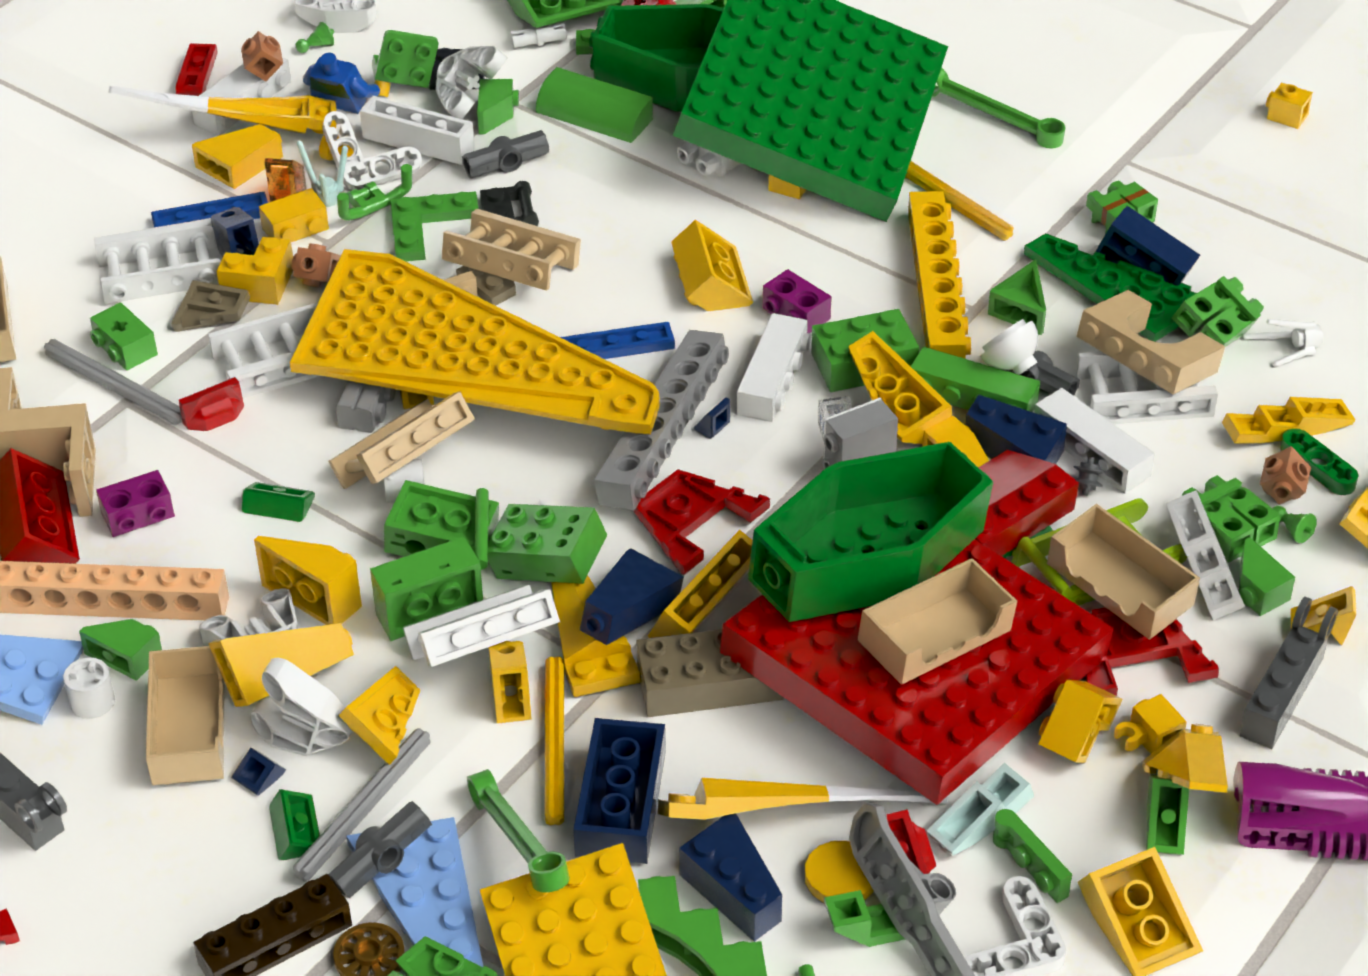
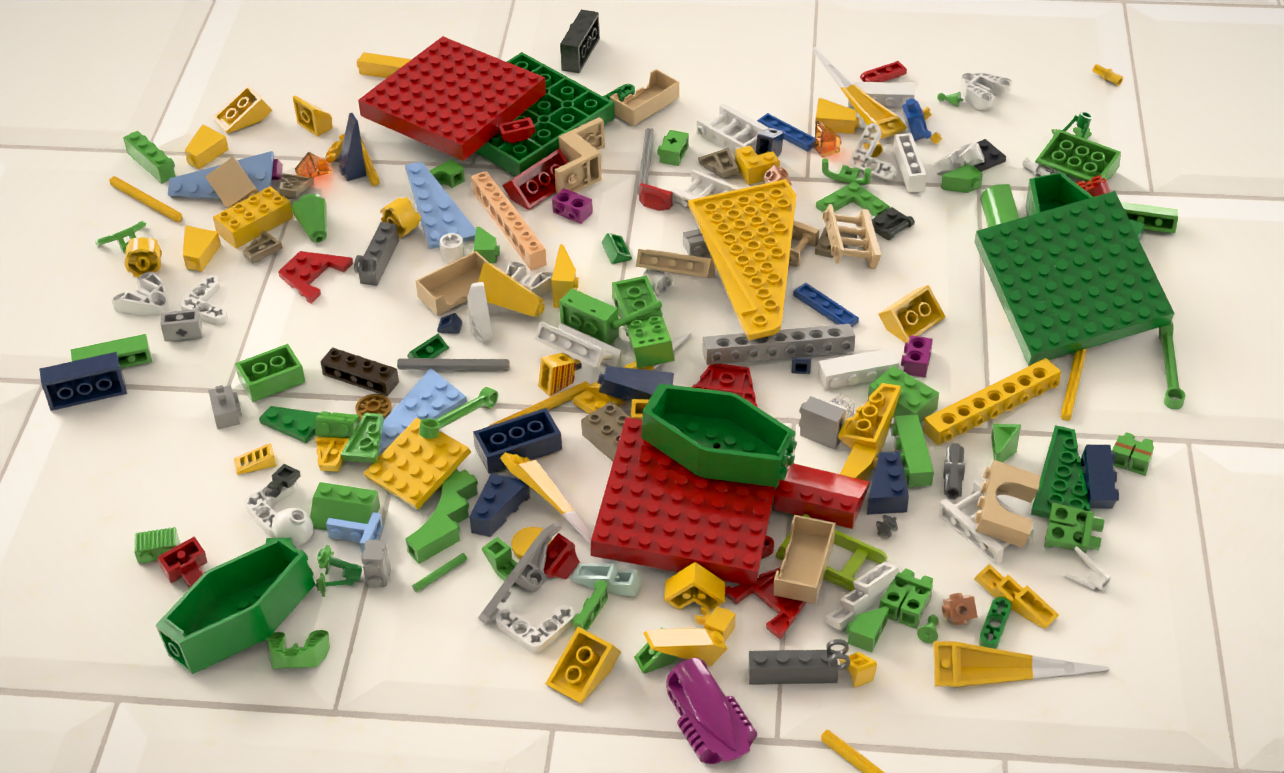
camera: 60 degrees right, 0 degrees up
(262, 55) = (897, 82): nougat brick -> none
(294, 216) = (806, 156): yellow brick -> none
(325, 187) = (838, 158): light aqua plant -> none
(380, 849) = (422, 378): dark grey piece -> none
(383, 712) = (504, 341): yellow wing -> none
(405, 58) = (952, 130): bright green bracket -> none
(505, 154) = (928, 202): dark grey piece -> none
(936, 620) = (681, 488): tan piece -> none
(1012, 348) = (942, 446): white piece -> none
(1092, 435) = (918, 517): white brick -> none

